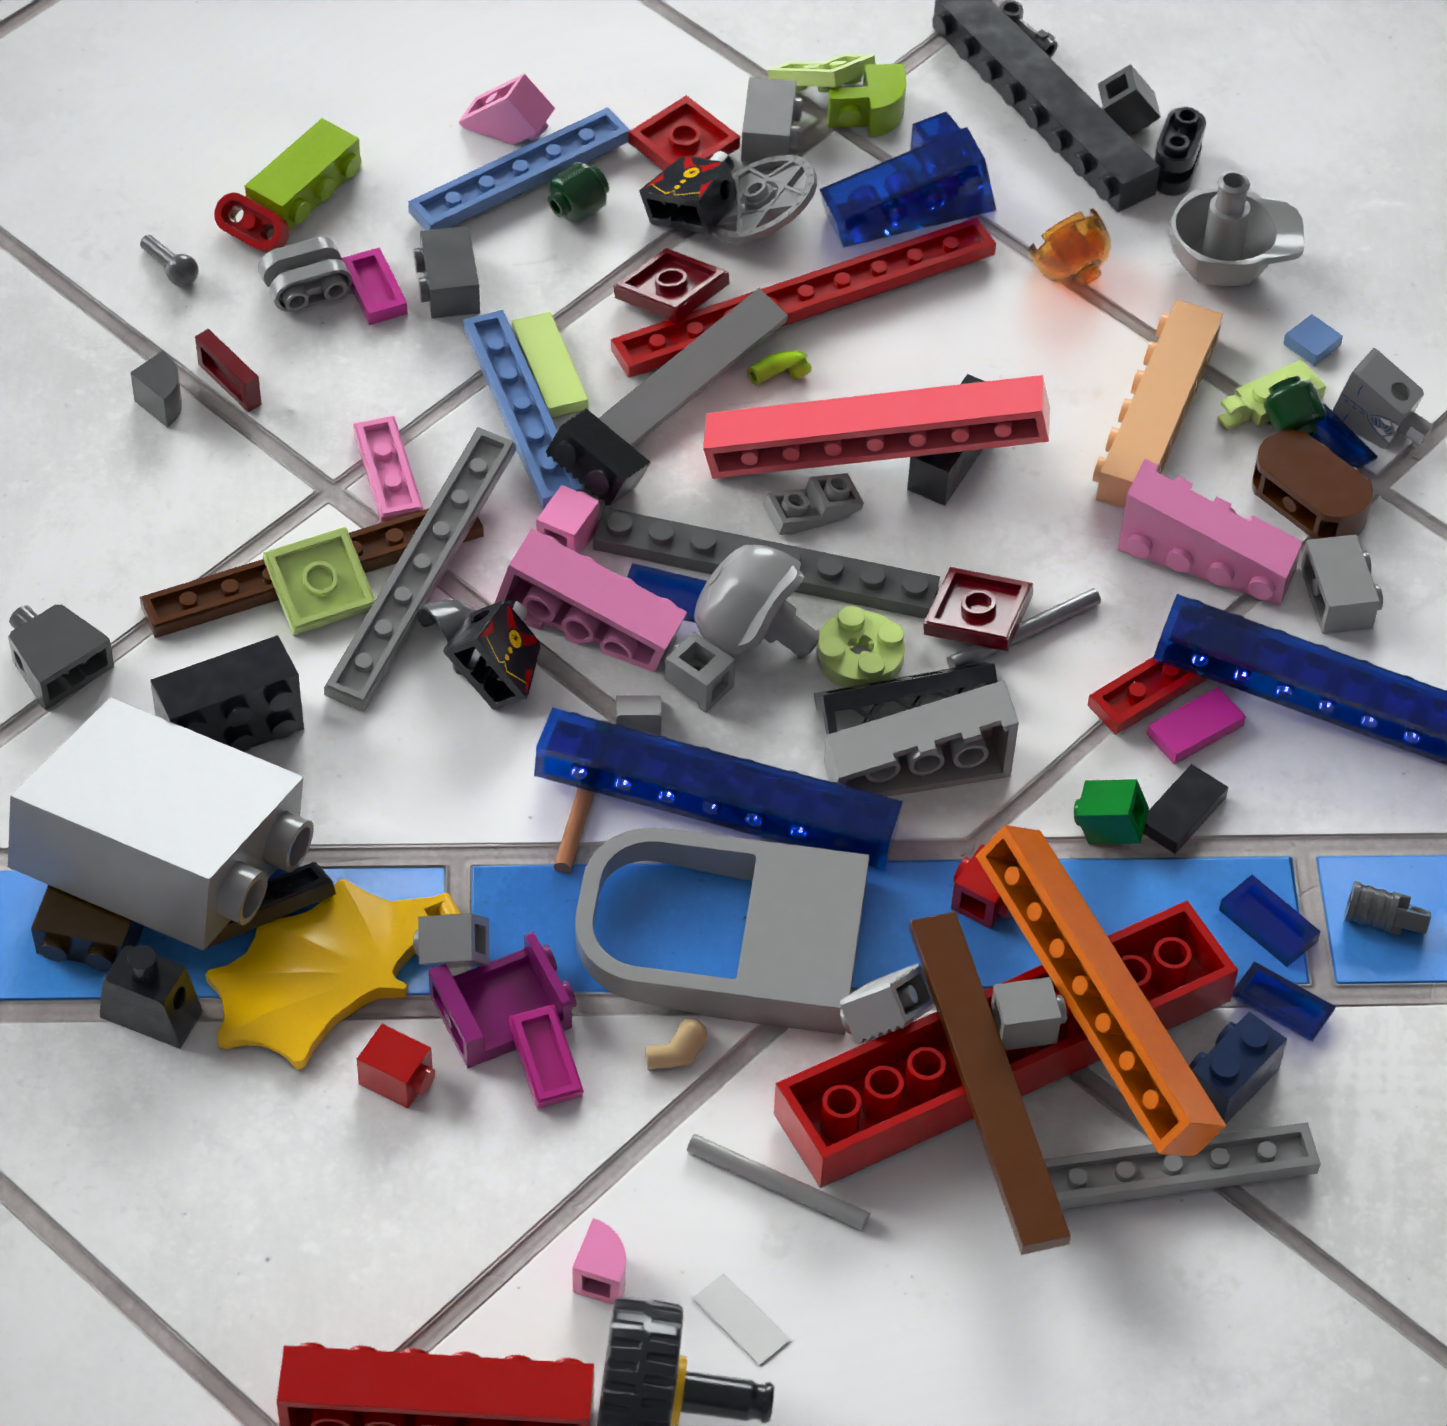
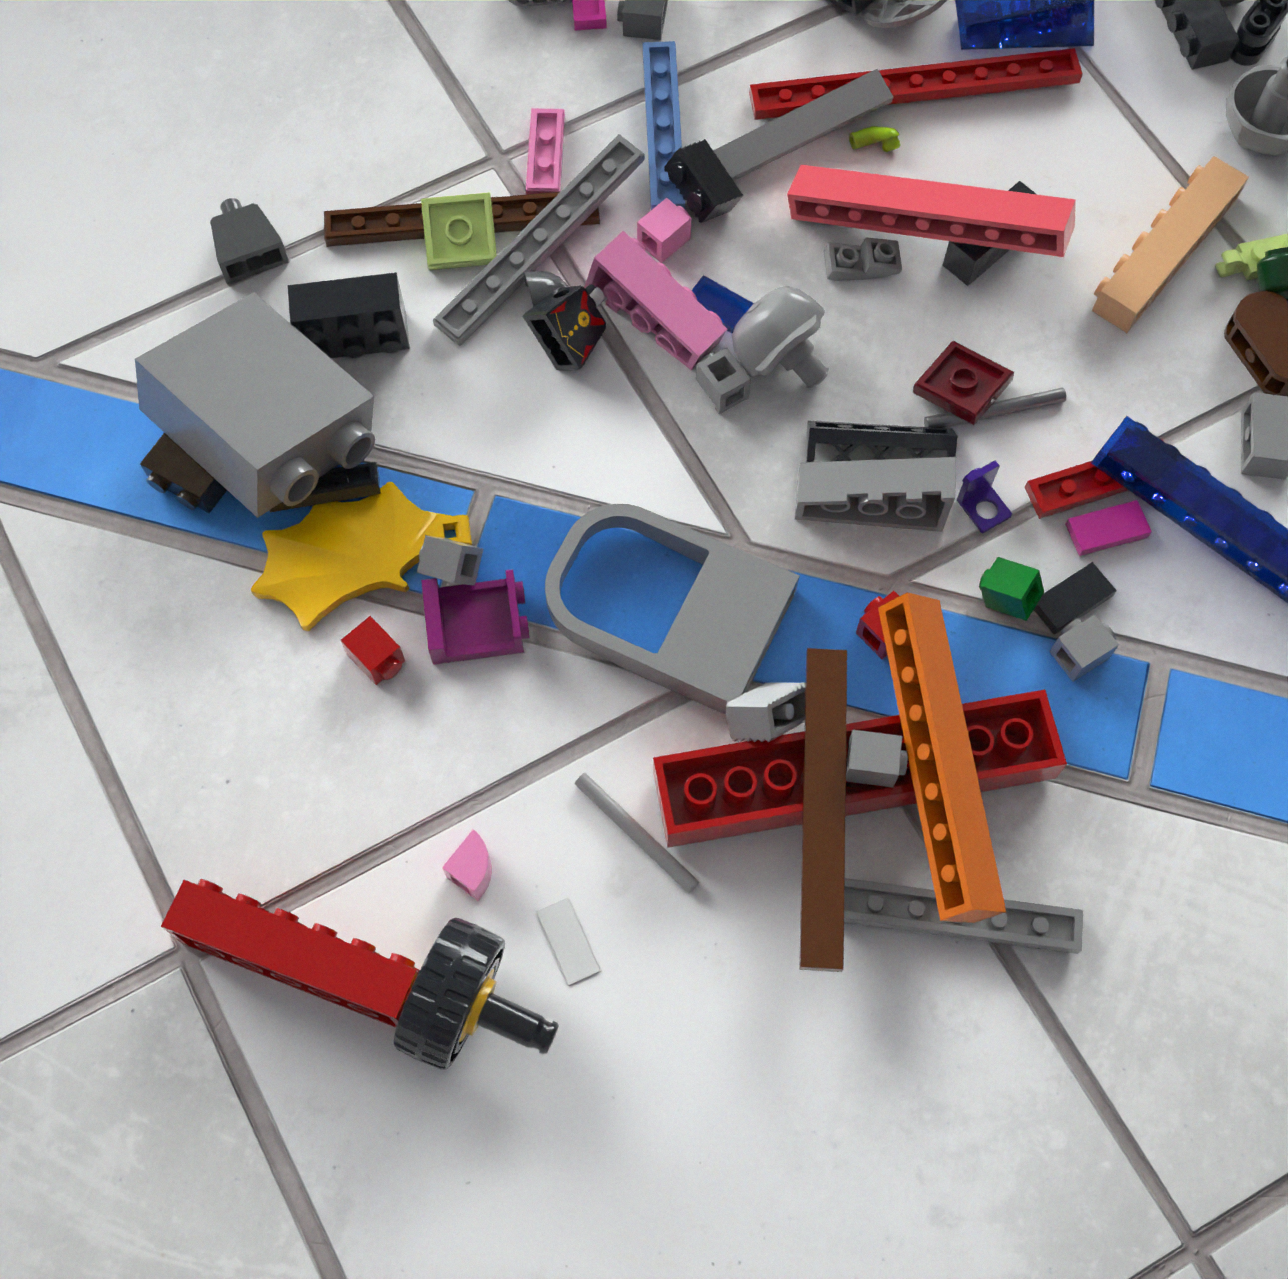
camera: 20 degrees right, 15 degrees up
(150, 996) = (202, 536): black torso -> none
(158, 388) = (397, 45): dark grey brick -> none
(228, 370) = (452, 43): dark red tile -> none
(545, 1056) = (491, 674): dark pink tile -> none
(550, 364) = (697, 95): yellowish green tile -> none
(574, 830) = (599, 461): nougat bar -> none
(640, 713) = (664, 403): light grey slope -> none
(671, 285) = (813, 50): dark red tile -> none
(681, 1050) = (600, 697): tan arm -> none
(715, 787) = (702, 484): clear blue brick -> none
(824, 573) = (841, 315): dark grey plate -> none
(860, 628) = (863, 374): yellowish green plate -> none
(1036, 720) = (978, 489): none -> dark purple bracket
(1073, 249) = (1143, 93): clear orange cylinder -> none
(1205, 537) = (1170, 368): bright pink wedge -> none
(1213, 854) = (1084, 646): none -> light grey brick
(1239, 1064) = (1038, 844): dark blue brick -> none
(1269, 920) = (1112, 716): clear blue tile -> none
(1283, 1001) = (1099, 792): clear blue tile -> none
(1385, 910) = (1212, 736): dark grey hinge -> none

